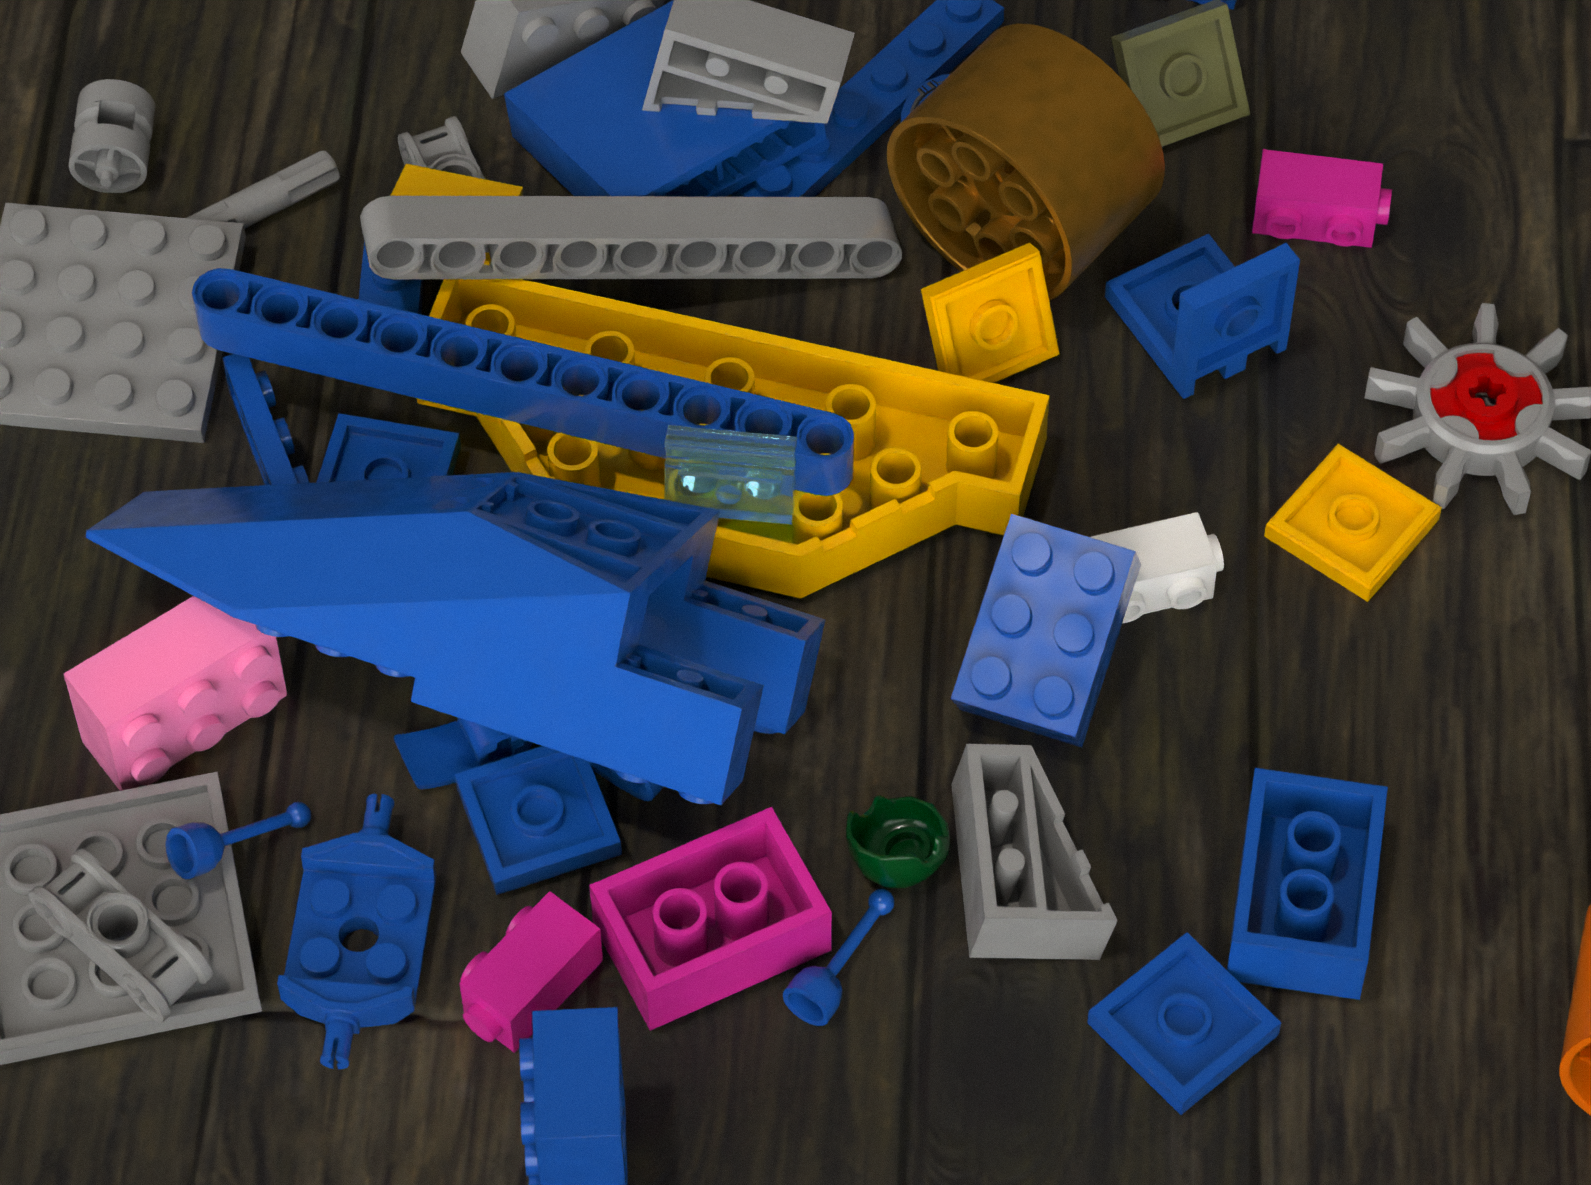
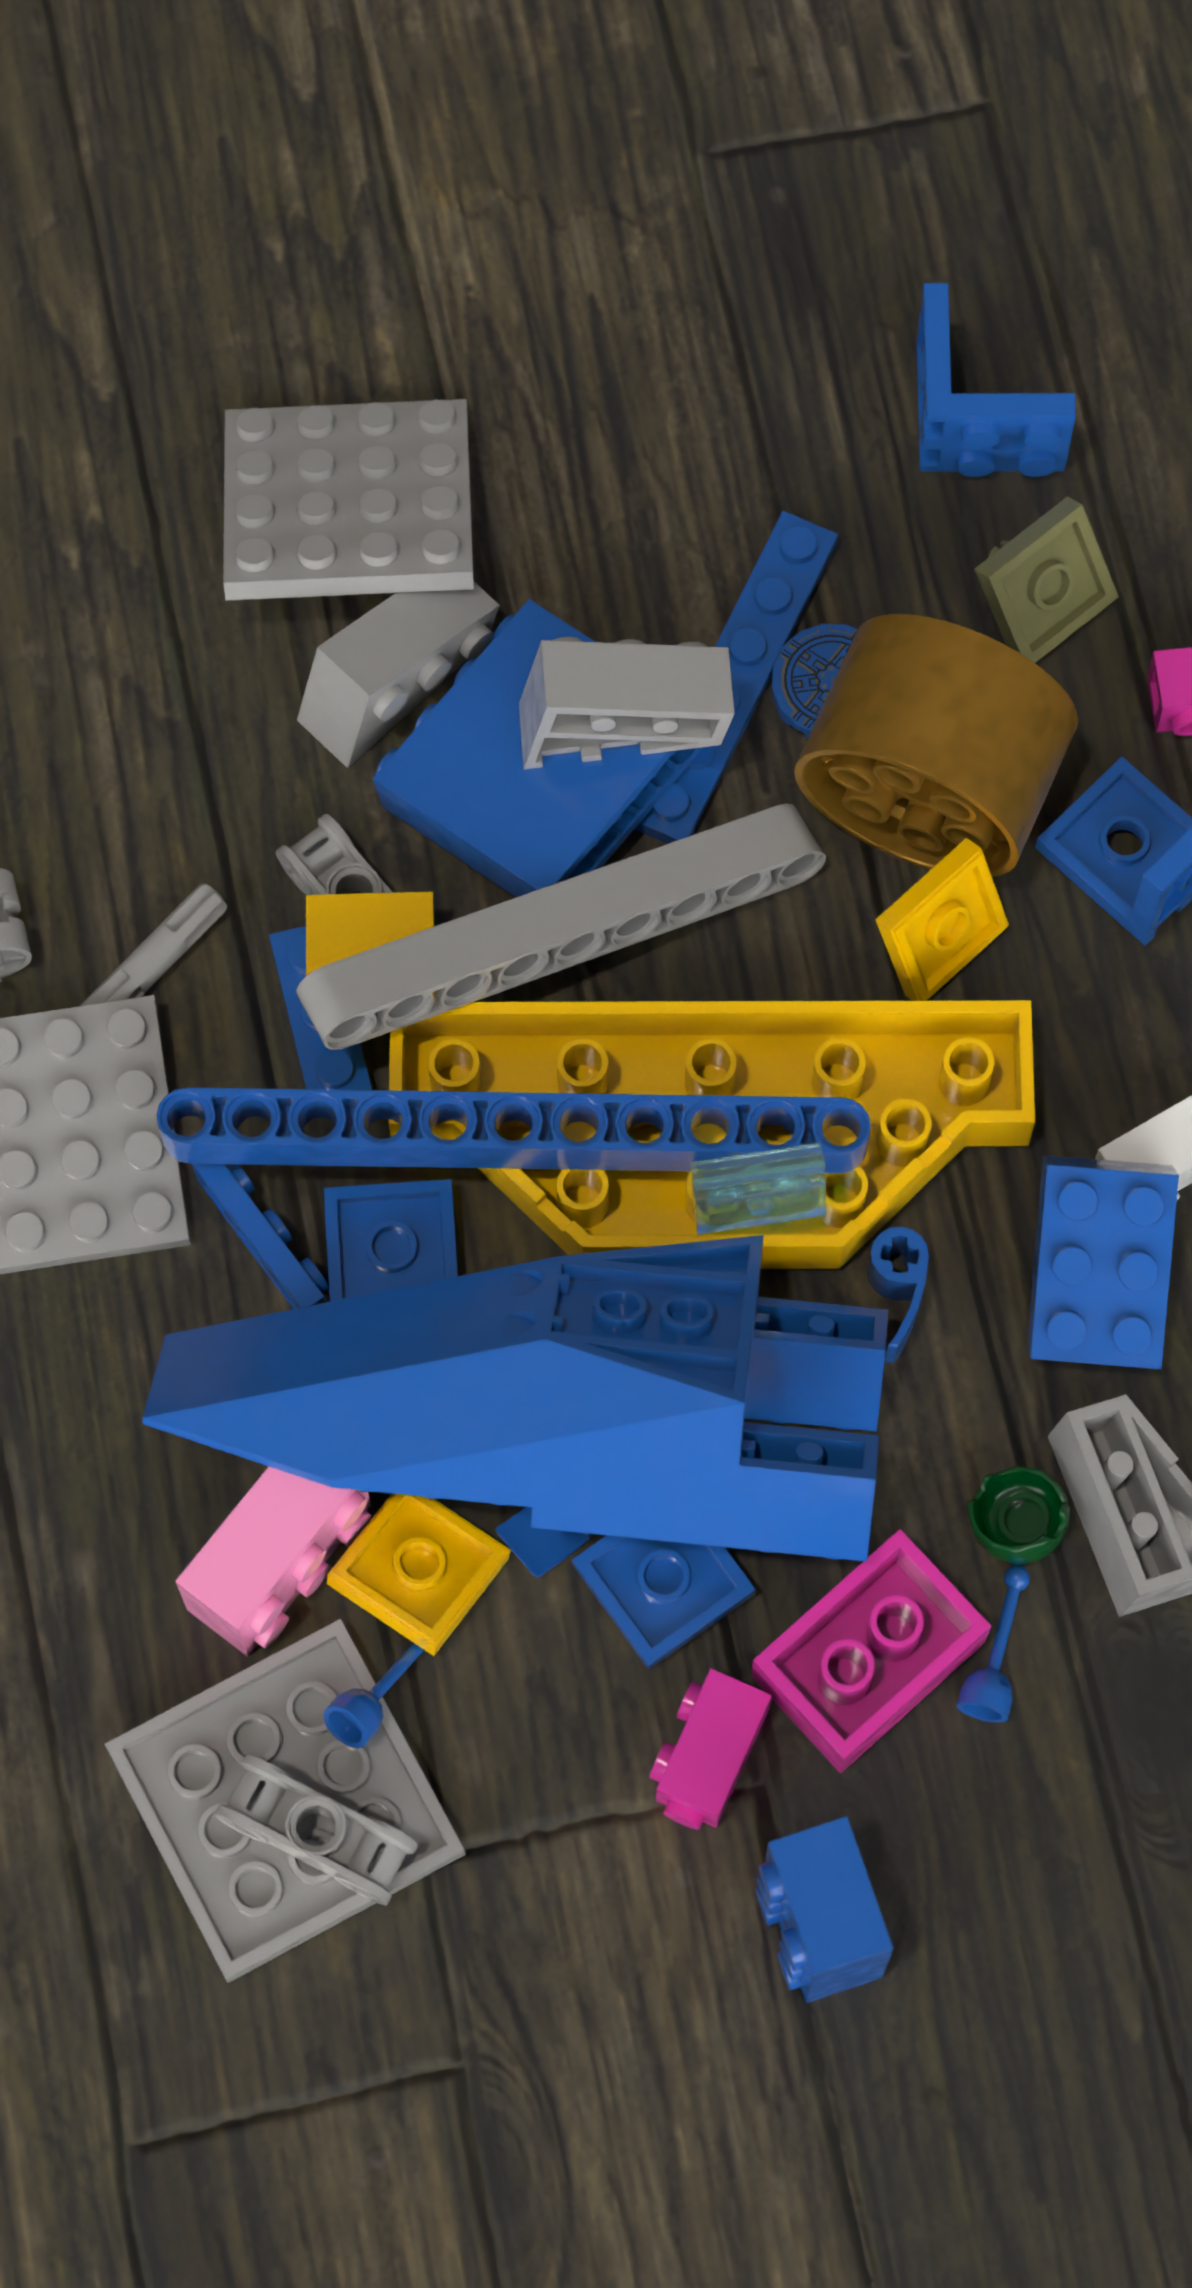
camera: 15 degrees left, 15 degrees up
(308, 749) = (418, 1568): none -> yellow tile
(351, 886) = (521, 1697): blue plate -> none
(854, 616) = (899, 1286): none -> blue panel

